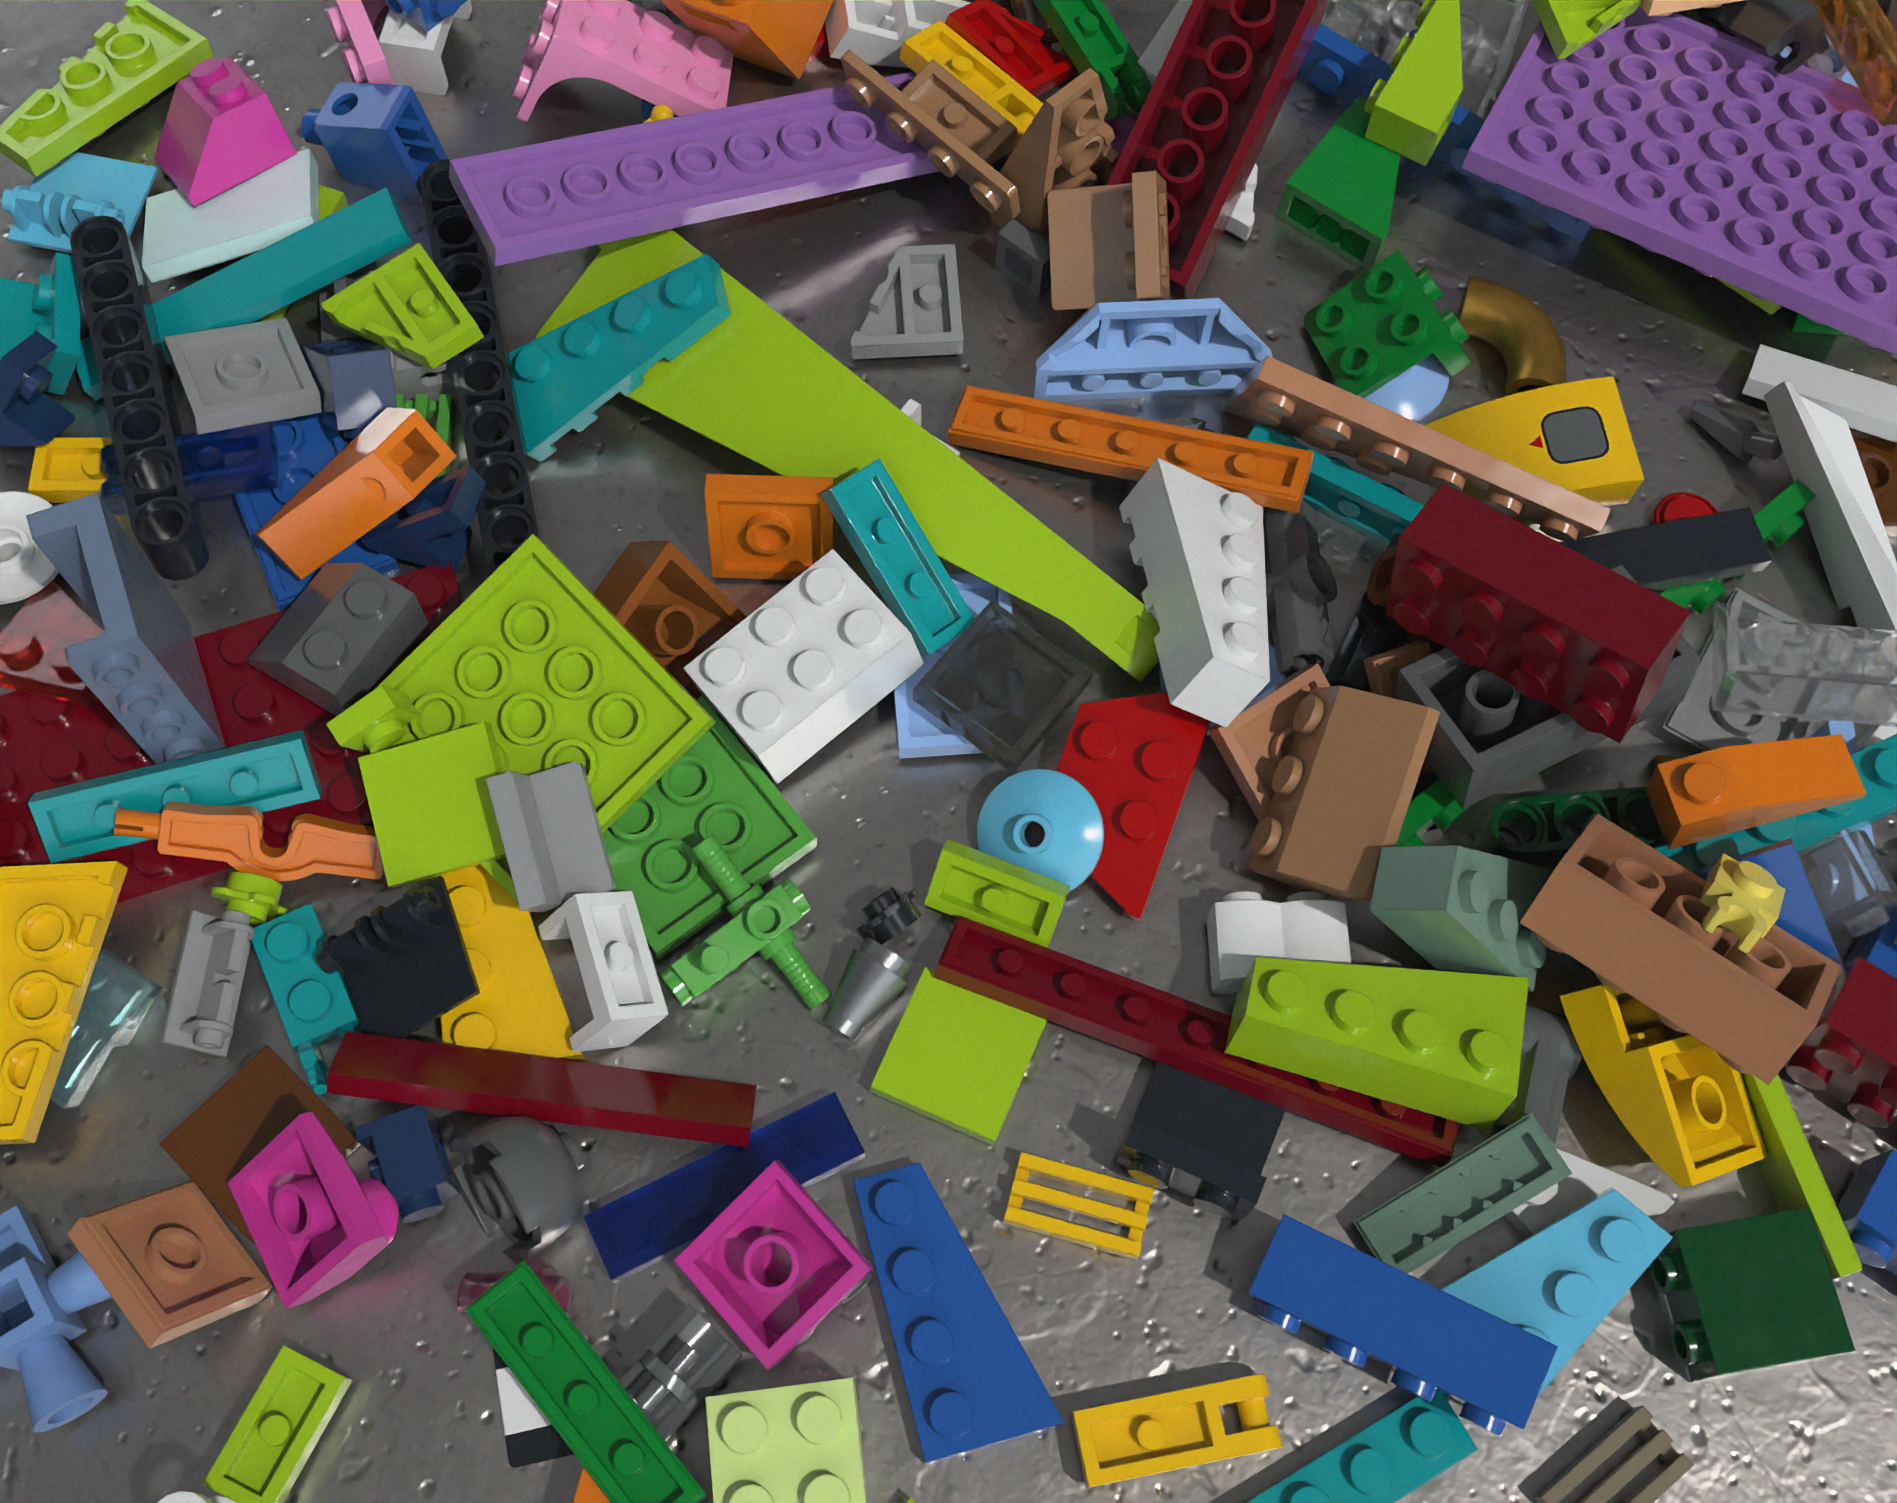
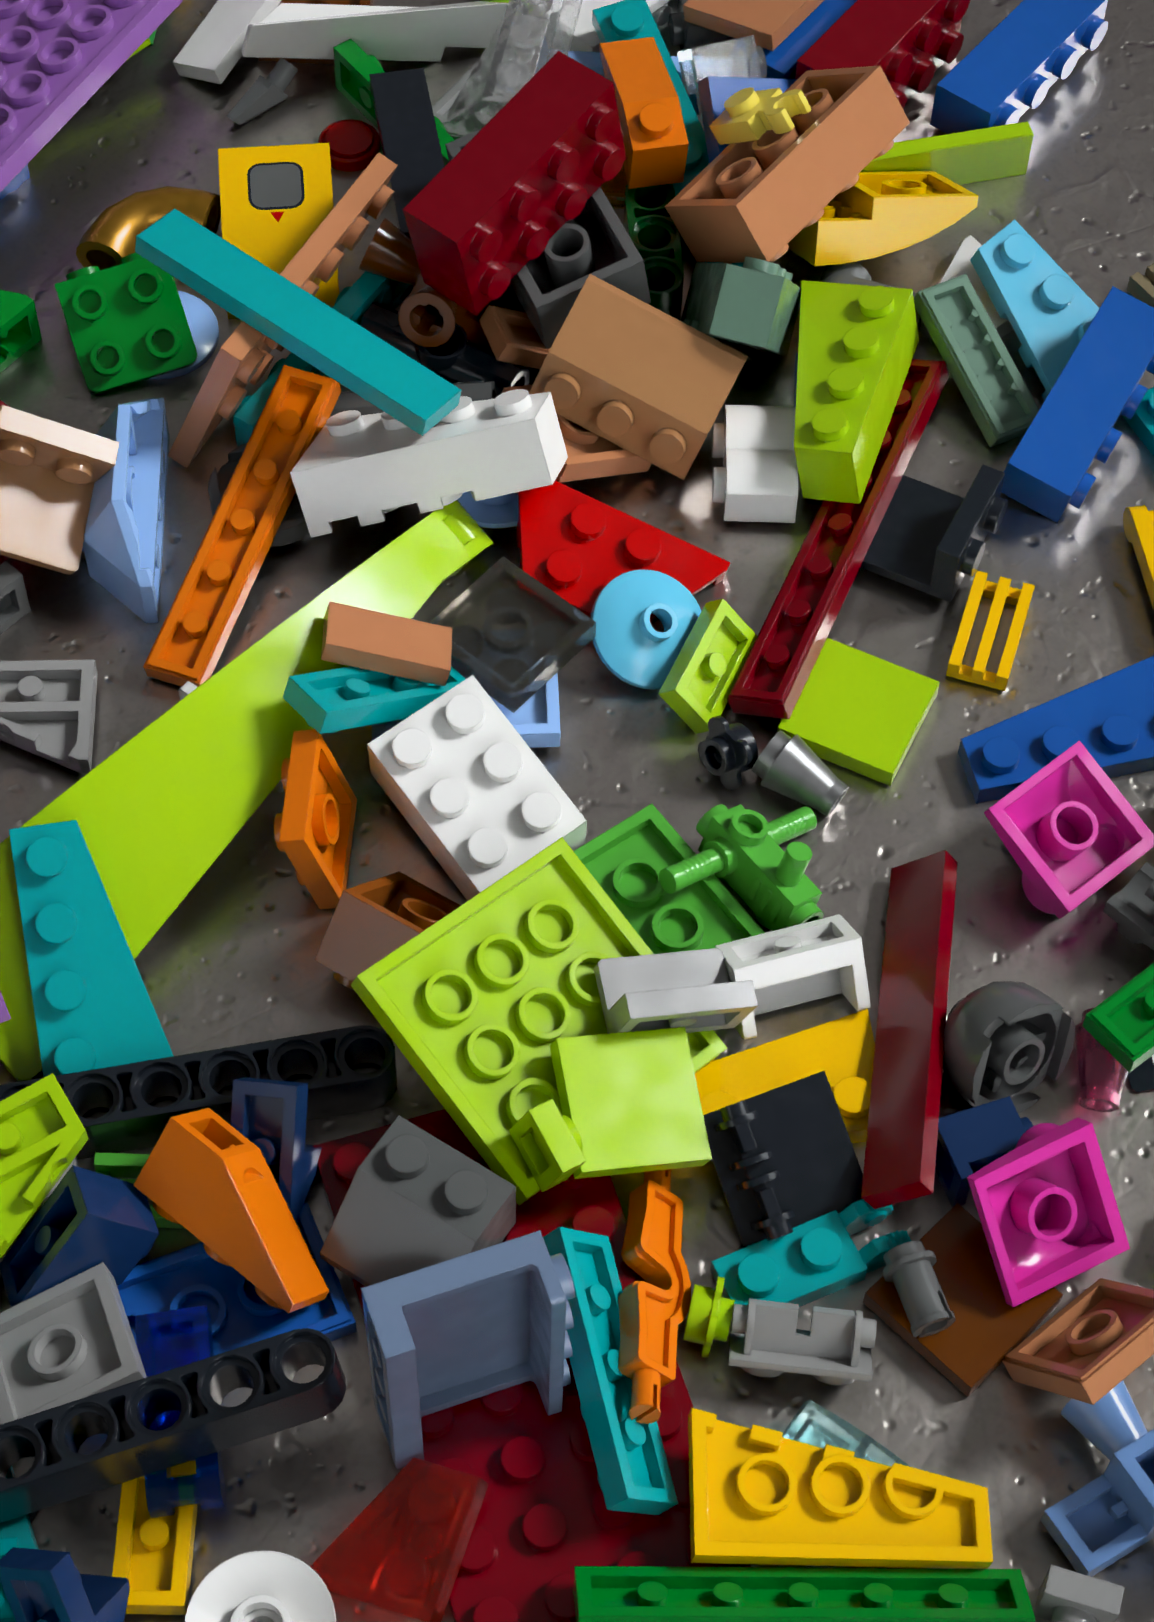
camera: 85 degrees left, 10 degrees down
(249, 1087) = (918, 1288): none -> dark grey pin
(681, 1205) = (987, 893): clear blue plate -> none
(949, 556) = (386, 643): none -> nougat tile
(1313, 425) = (298, 321): none -> teal tile
(1750, 1295) = (1050, 190): dark green piece -> none

